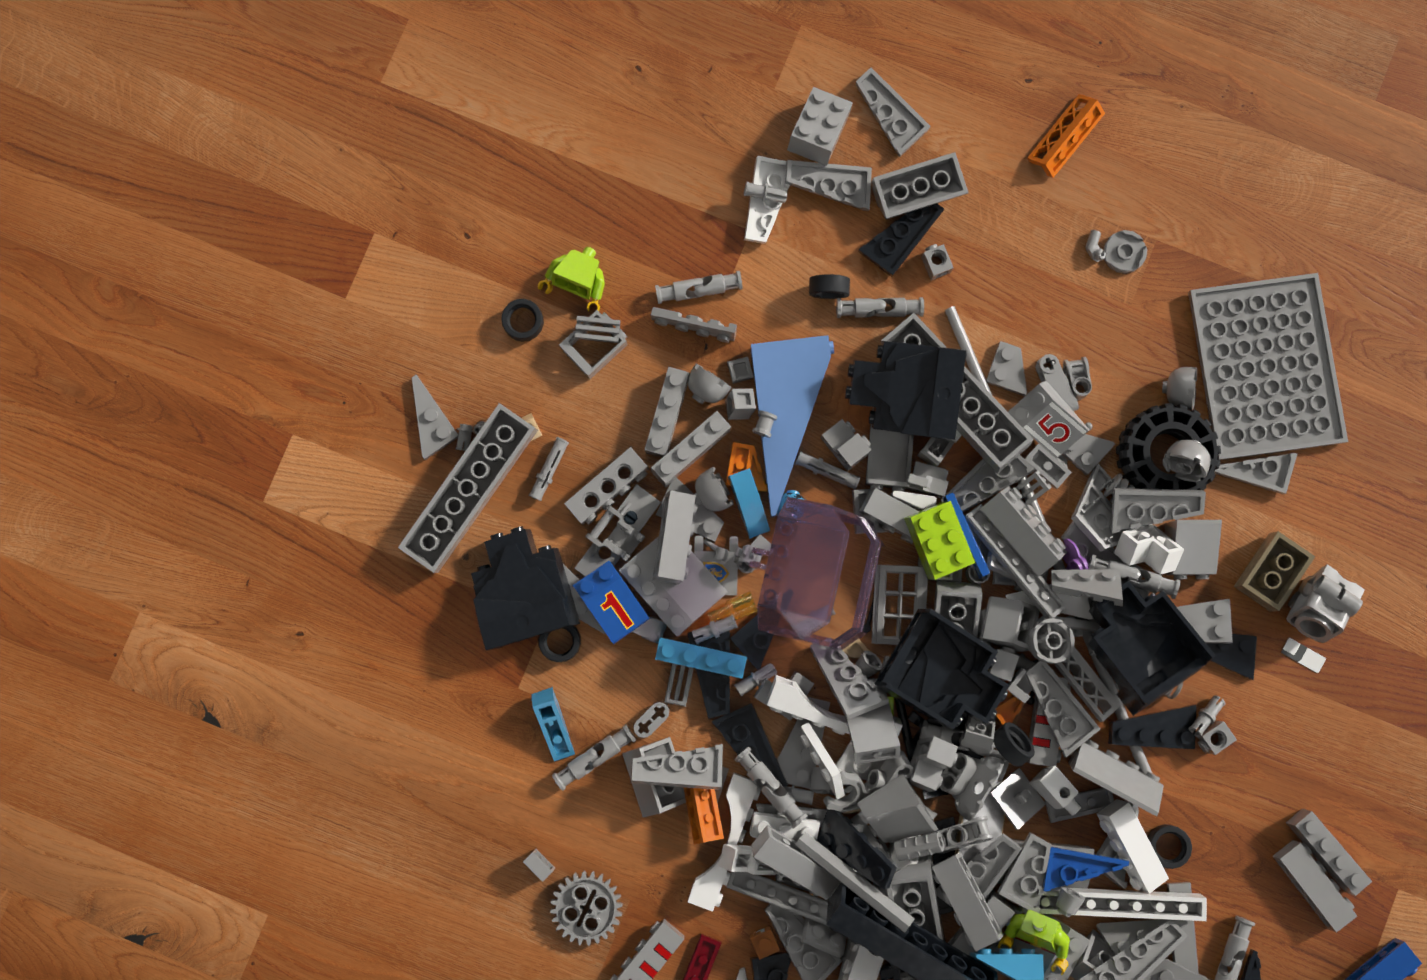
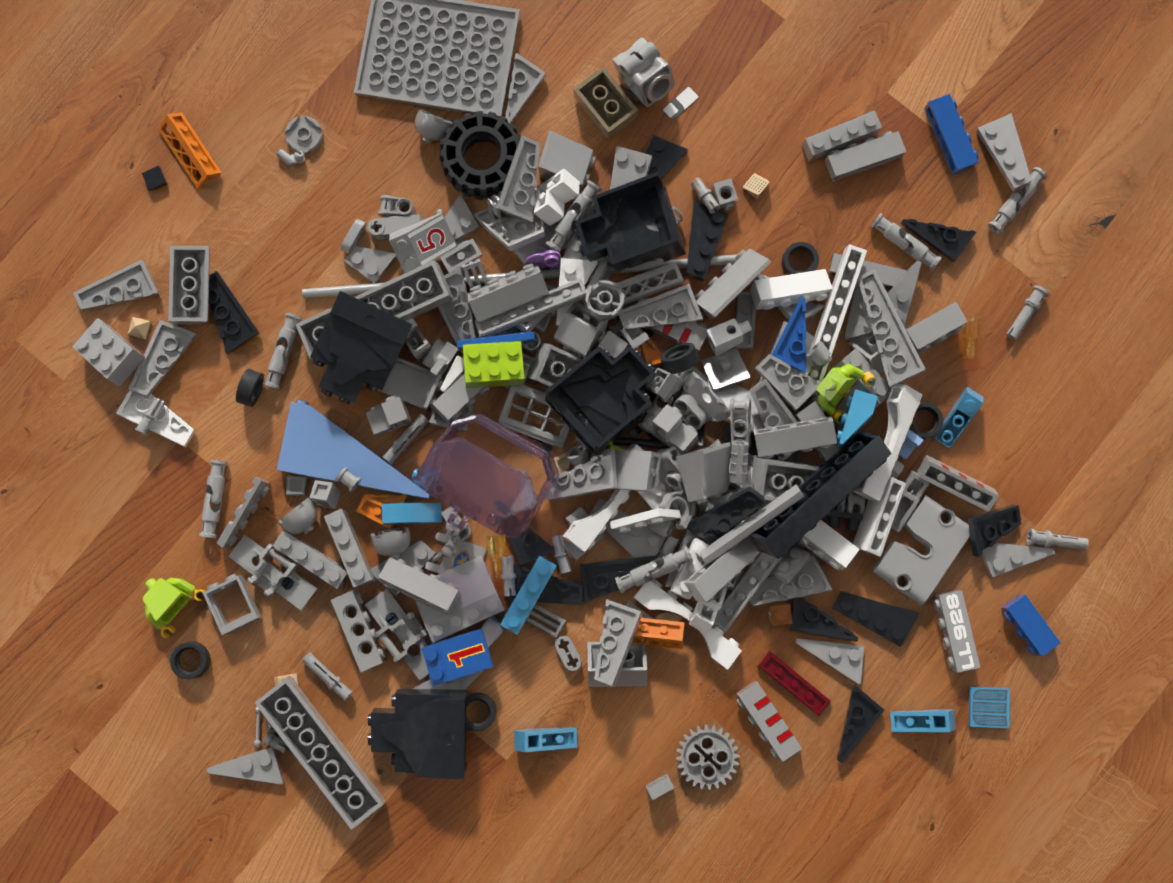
camera: 75 degrees left, 0 degrees up
(457, 418) = (257, 743): none -> light grey hinge
(579, 327) = (212, 594): light grey tile -> none
(589, 760) = (585, 715): light grey piece -> none
(633, 375) = (270, 578): none -> light grey piece
(725, 818) = (669, 616): none -> tan tile
(855, 148) = (139, 328): none -> tan slope
(933, 270) = (267, 291): light grey brick -> none
(1022, 109) = (154, 178): none -> black tile
(1030, 342) = (353, 236): none -> light grey beam
(1094, 583) = (567, 251): light grey wing -> none
(1188, 460) = (491, 141): light grey cylinder -> none
(1238, 770) = (756, 185): none -> tan slope

